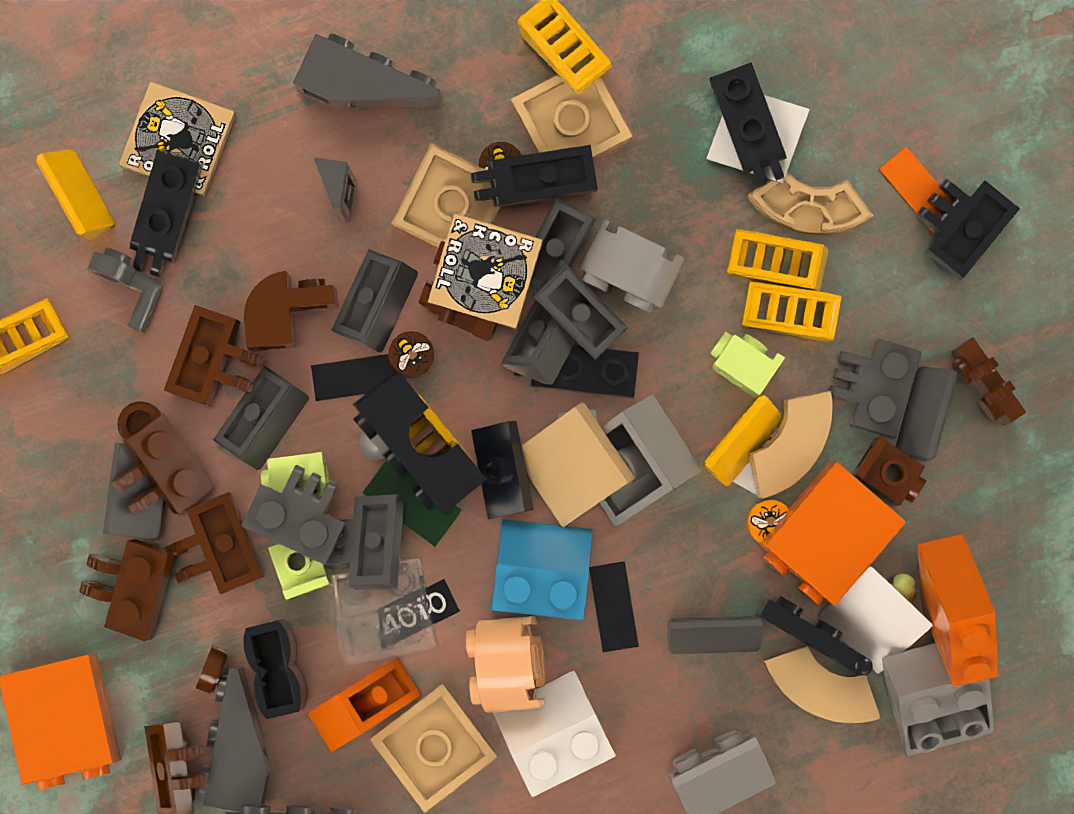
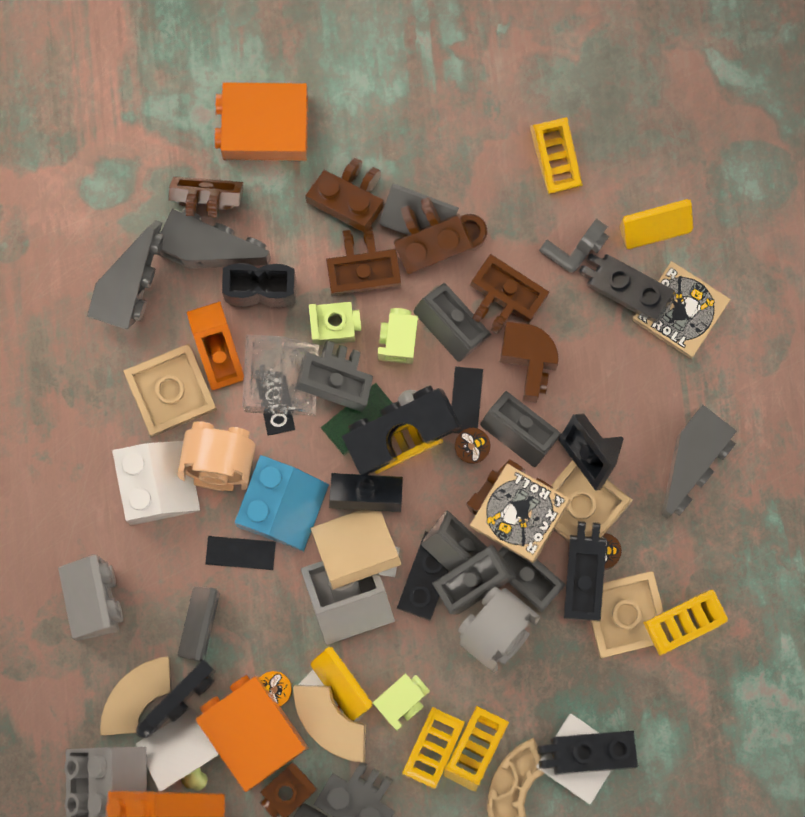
camera: 100 degrees right, 5 degrees down
(212, 669) = (271, 240): reddish brown tile -> none
(297, 516) = (368, 327): dark grey hinge -> none
(339, 184) = (613, 418): dark grey slope -> none
(385, 206) = (589, 451): none -> black slope

